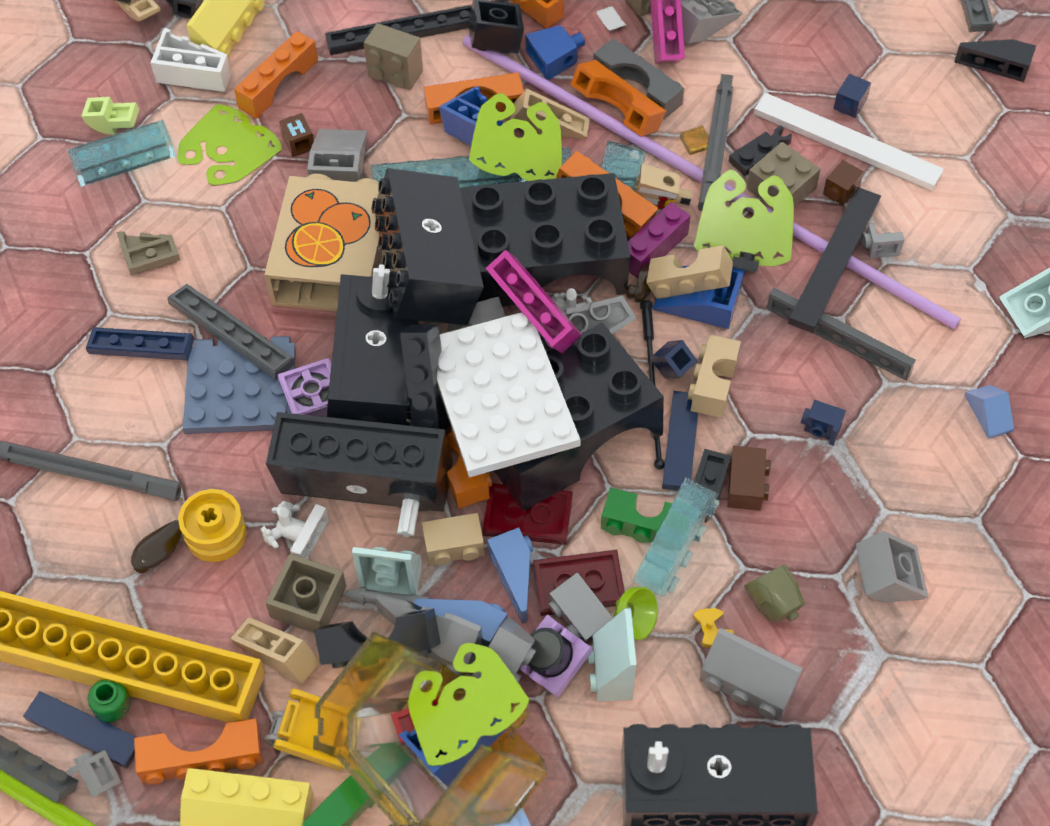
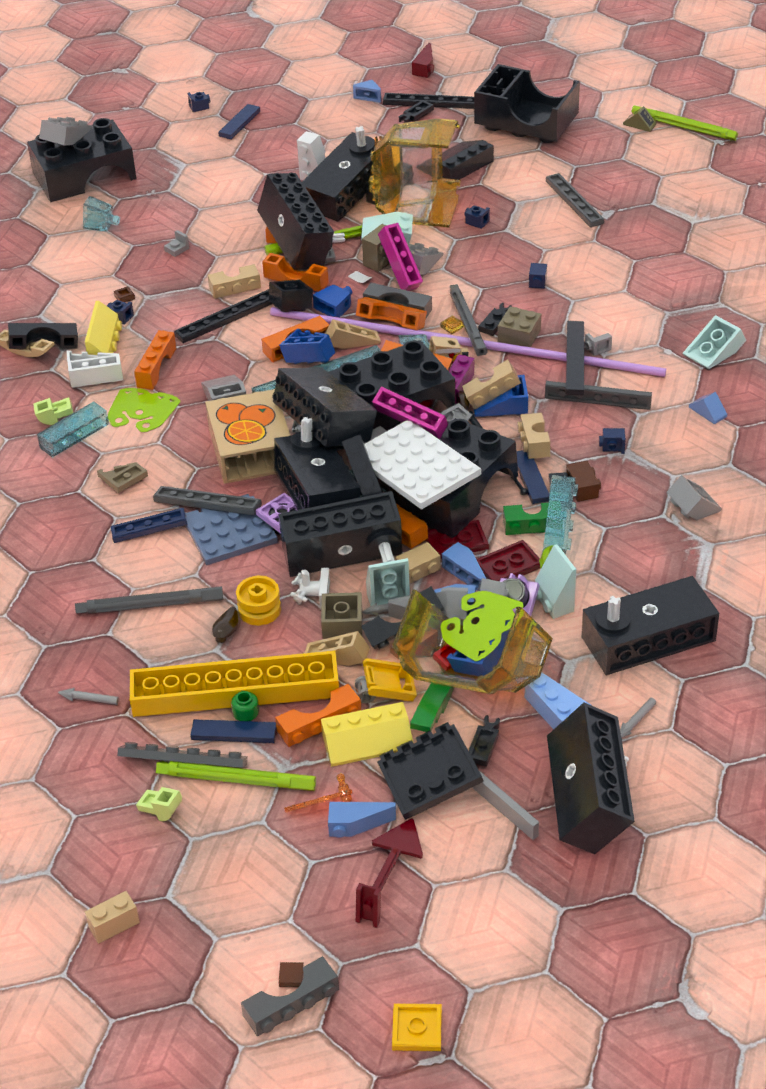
camera: 20 degrees left, 15 degrees down
(96, 772) = (260, 745): light grey bracket -> none
(296, 134) = (189, 388): reddish brown brick -> none
(393, 56) = (231, 328): dark tan brick -> none
(517, 154) = (334, 350): lime piece -> none
(579, 608) = (517, 564): light grey brick -> none
(673, 359) = (507, 429): dark blue brick -> none
(707, 619) = (605, 565): yellow piece -> none
(745, 261) = (523, 370): black plate -> none
(750, 675) = (639, 568): light grey slope -> none
(761, 232) = (522, 356): lime piece -> none
(776, 594) = (633, 528): olive helmet -> none
(843, 182) = (557, 320): reddish brown brick -> none
(849, 141) = (547, 300): white tile -> none
(1001, 57) = (617, 233): black slope -> none

